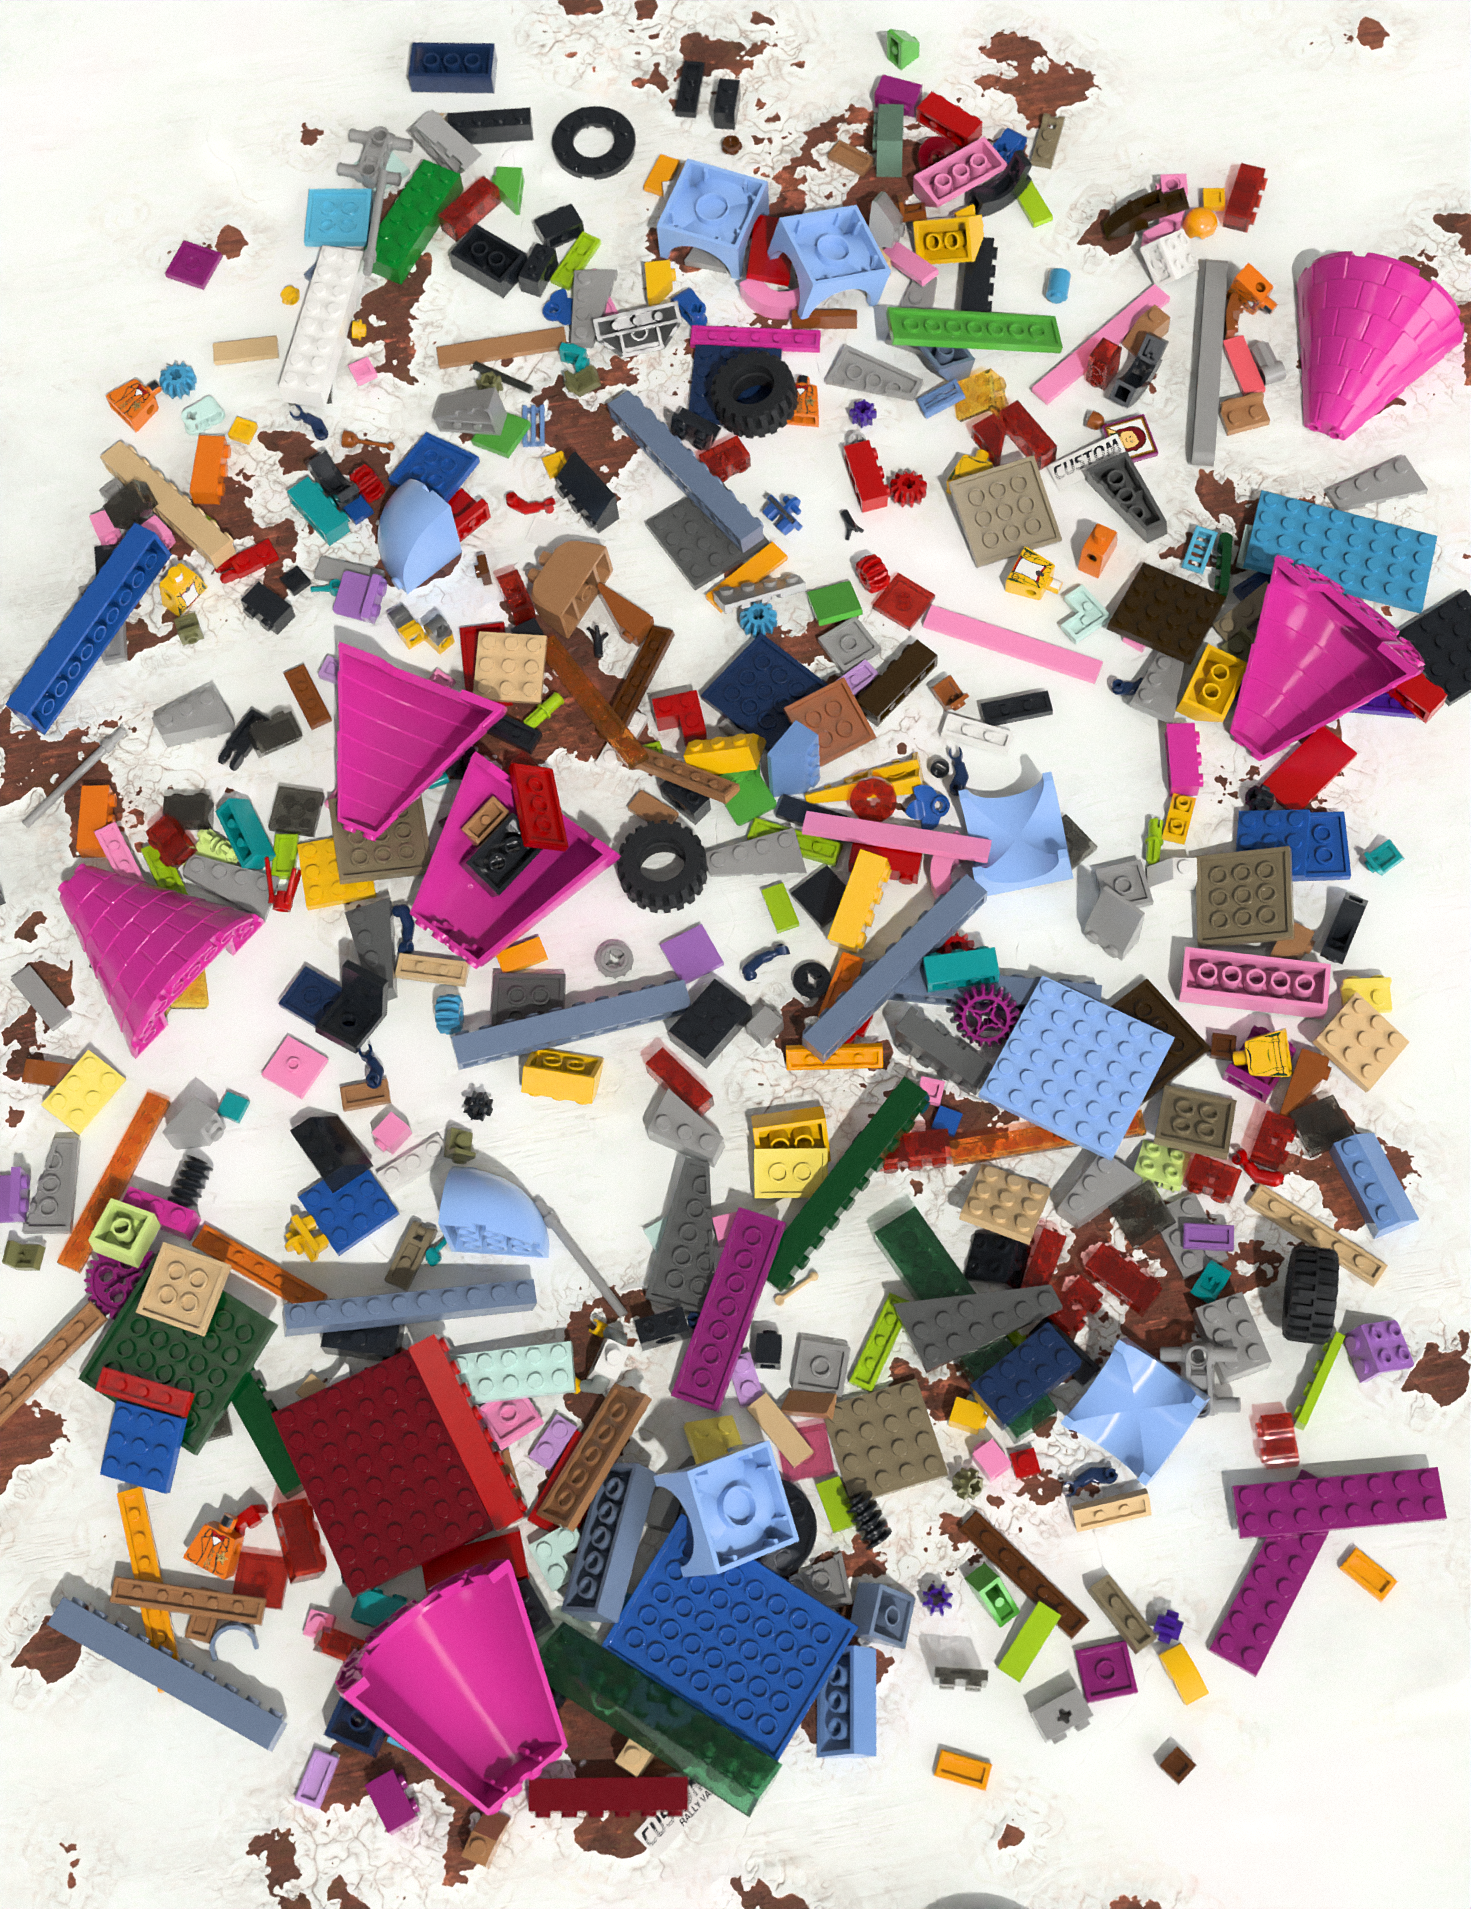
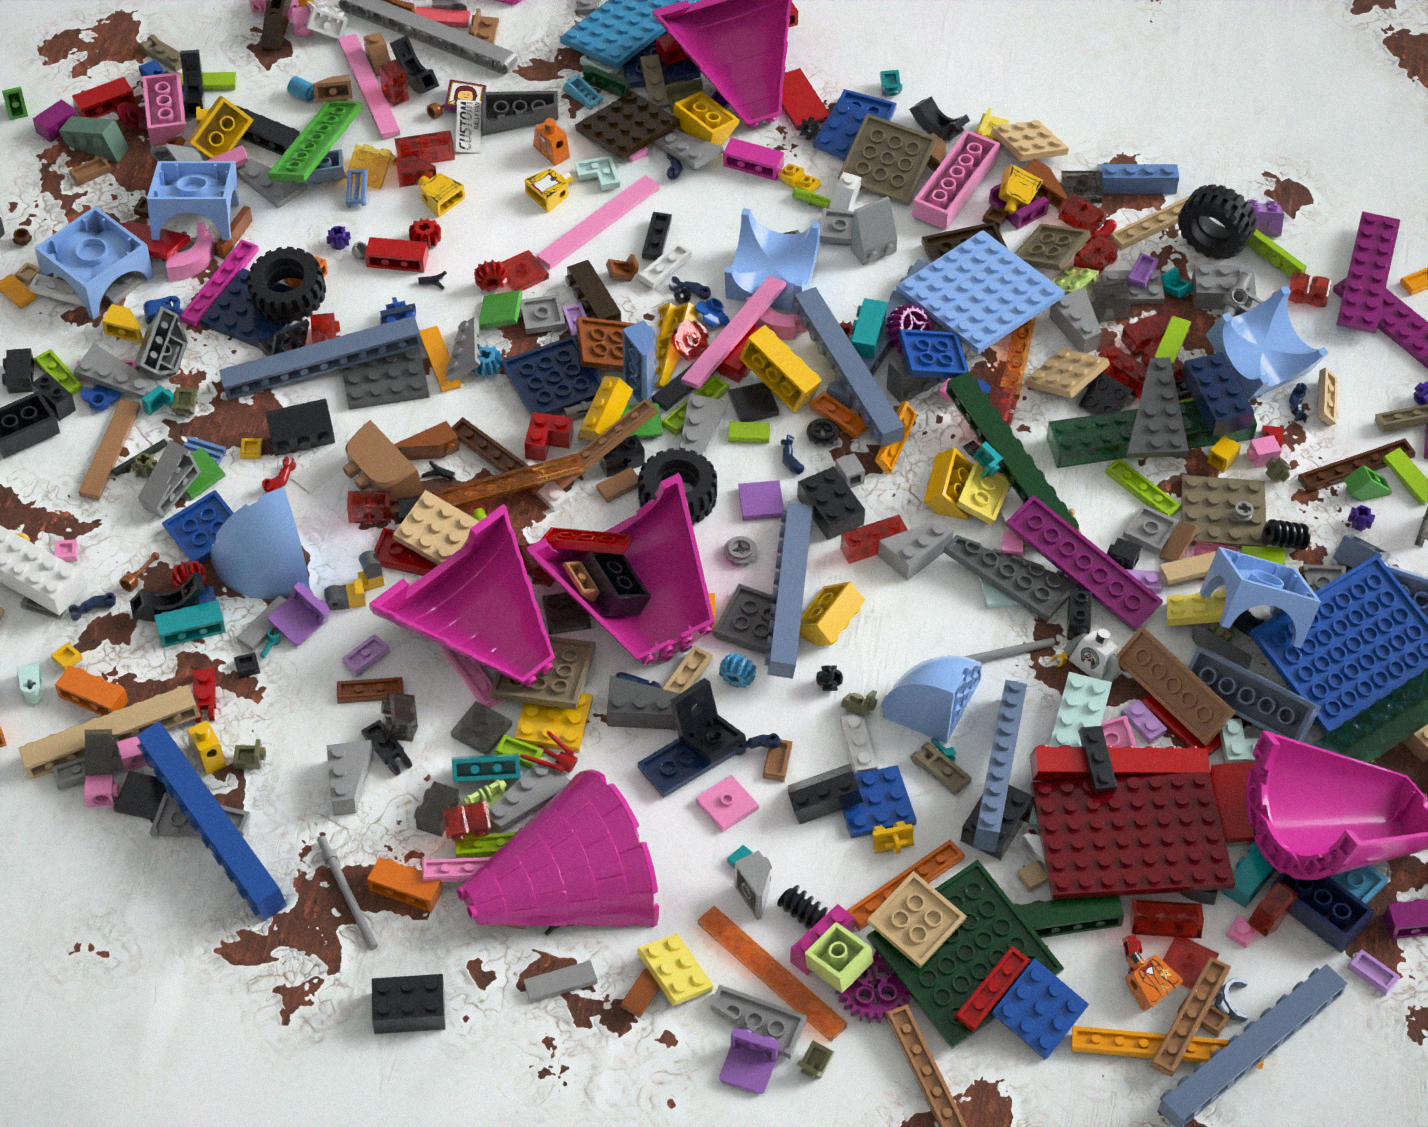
camera: 75 degrees left, 15 degrees down
(267, 608) = (265, 689): black brick -> none
(391, 1133) = (824, 747): bright pink brick -> none
(448, 1403) = (1097, 759): none -> black plate
(482, 570) = (325, 524): reddish brown plate -> none
(829, 1159) = (988, 459): none -> teal bracket
(868, 374) = (305, 222): light grey wing -> none
(889, 1464) = (1238, 513): none -> light grey bush
(947, 1049) = (932, 353): none -> blue plate
(1005, 511) = (486, 180): plate -> none
(1069, 314) = (333, 89): none -> medium nougat slope
(1101, 1303) = (1173, 339): none -> lime tile

